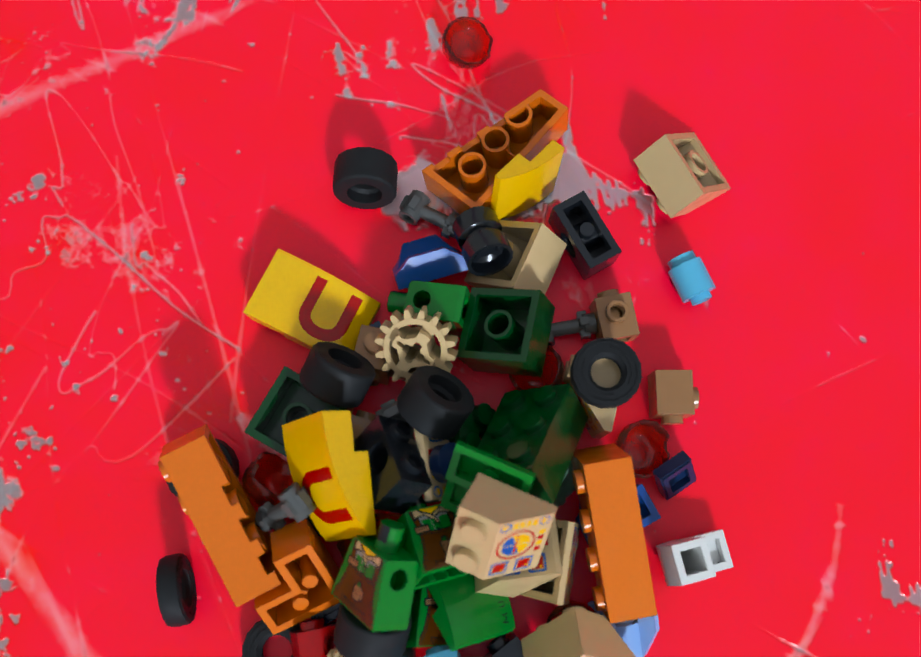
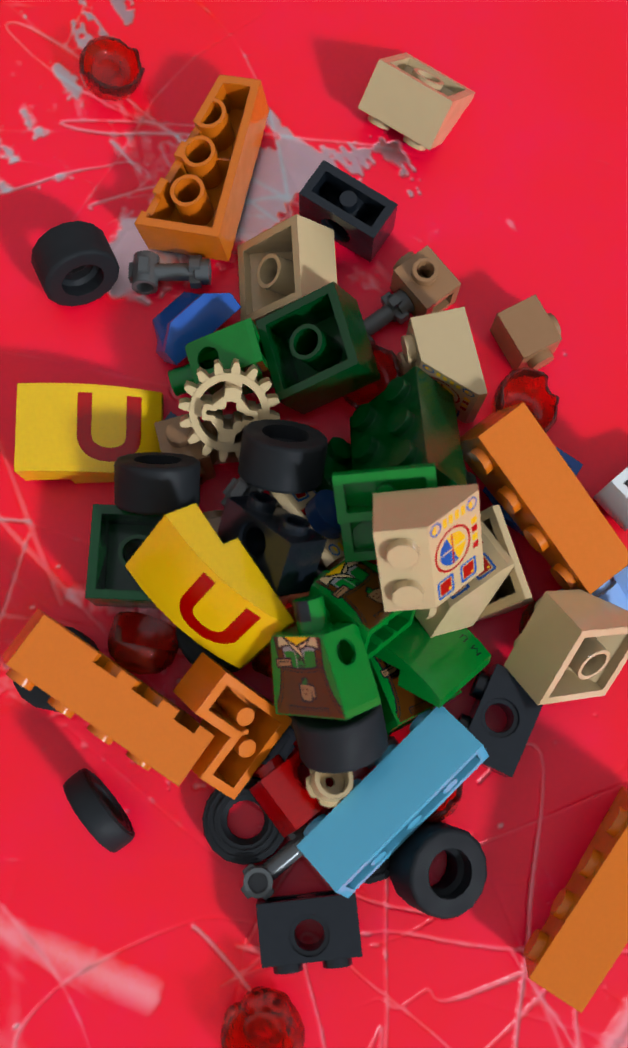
camera: 25 degrees left, 0 degrees up
(293, 504) = (184, 639): dark grey bar -> none
(482, 241) = (241, 265): black wheel -> none
(526, 182) = (254, 182): yellow slope -> none
(629, 370) = (456, 305): black tyre -> none
(674, 475) = (573, 415): dark blue tile -> none
(691, 278) = (483, 203): medium azure brick -> none

